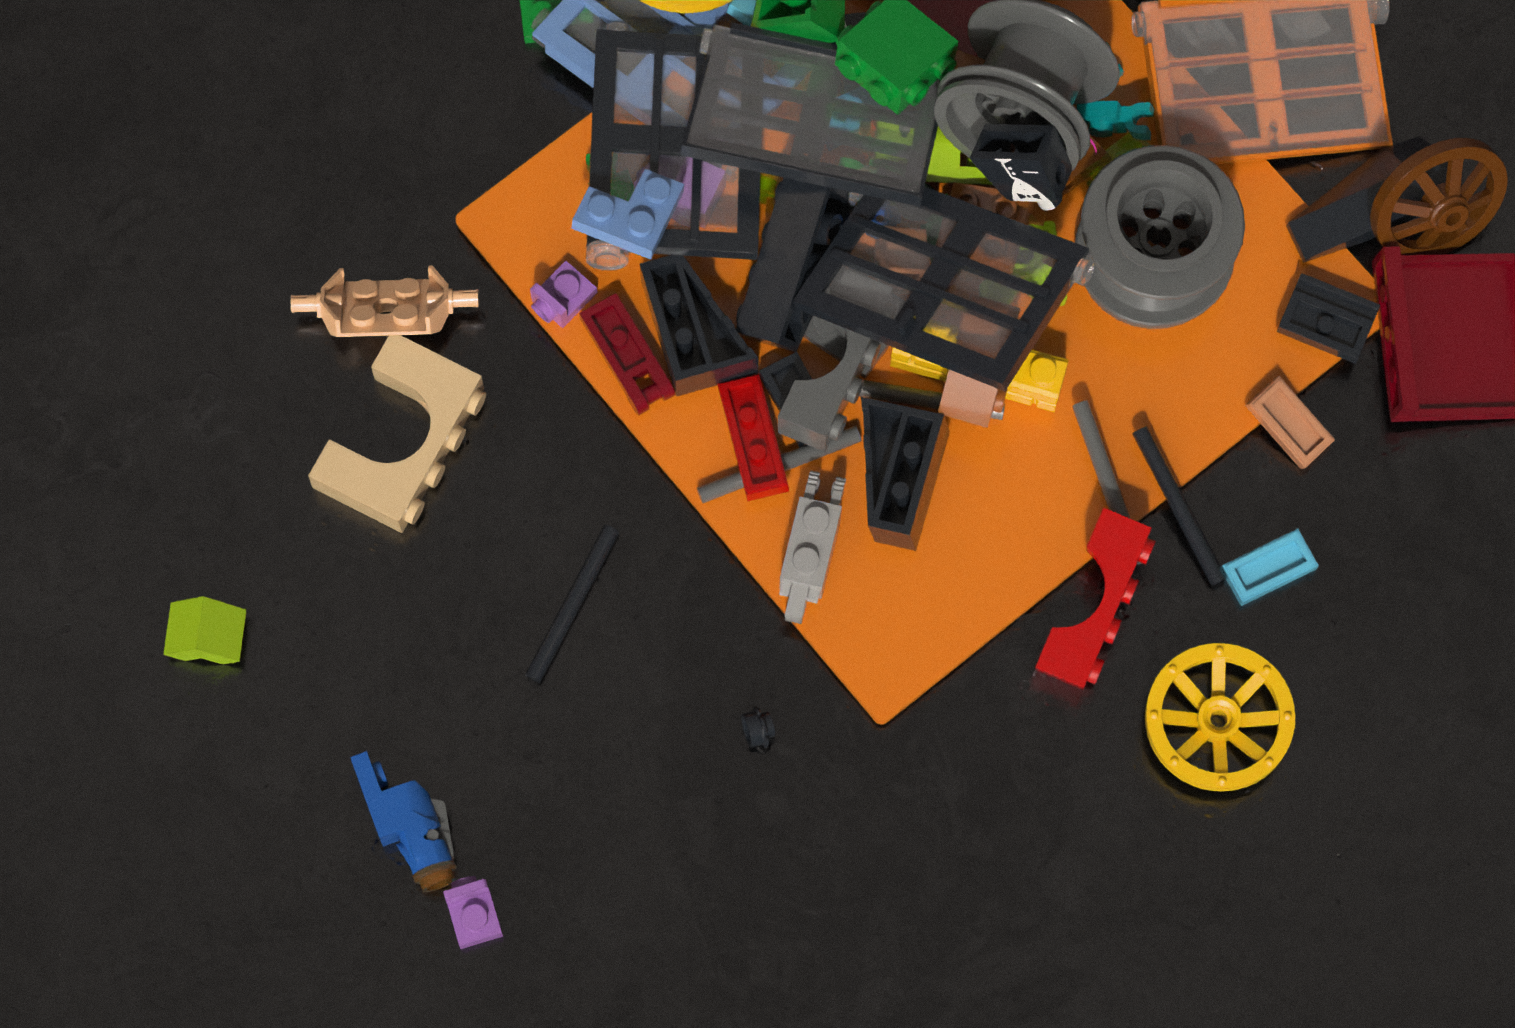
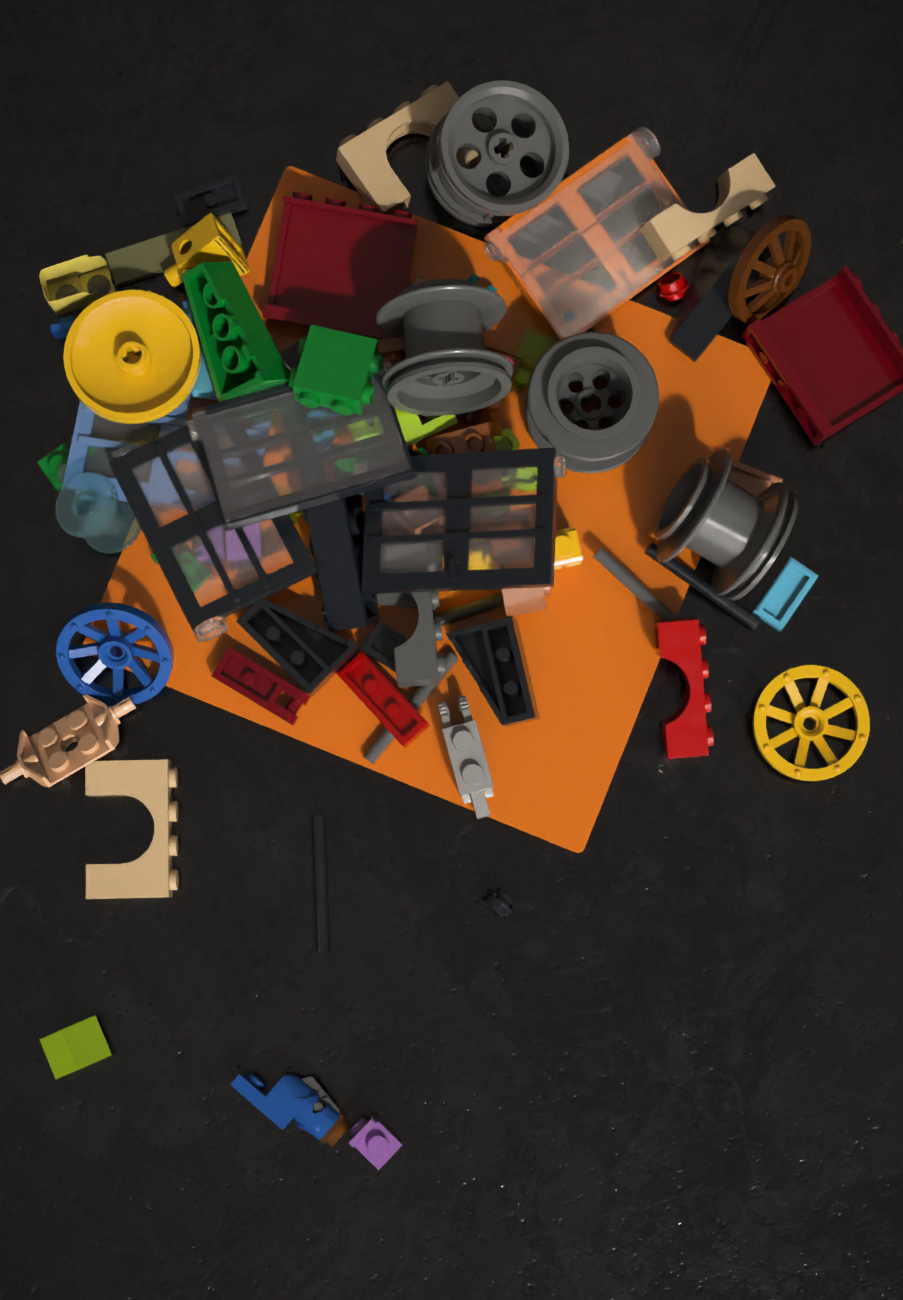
camera: 30 degrees left, 10 degrees up
(482, 232) = (115, 651): none -> blue wheel
(549, 70) = (91, 511): none -> clear light blue hose
(562, 295) = (190, 667): medium lavender bracket -> none
(631, 224) = (218, 599): medium blue plate -> none
(1024, 162) = (472, 406): black torso -> none
(1110, 117) = (505, 330): teal plate -> none
(1236, 438) = (725, 524): none -> dark grey wheel
(1323, 171) = (672, 286): none -> red plate
(1328, 318) = (734, 395): black plate -> none
(1359, 108) = (676, 227): none -> tan arch

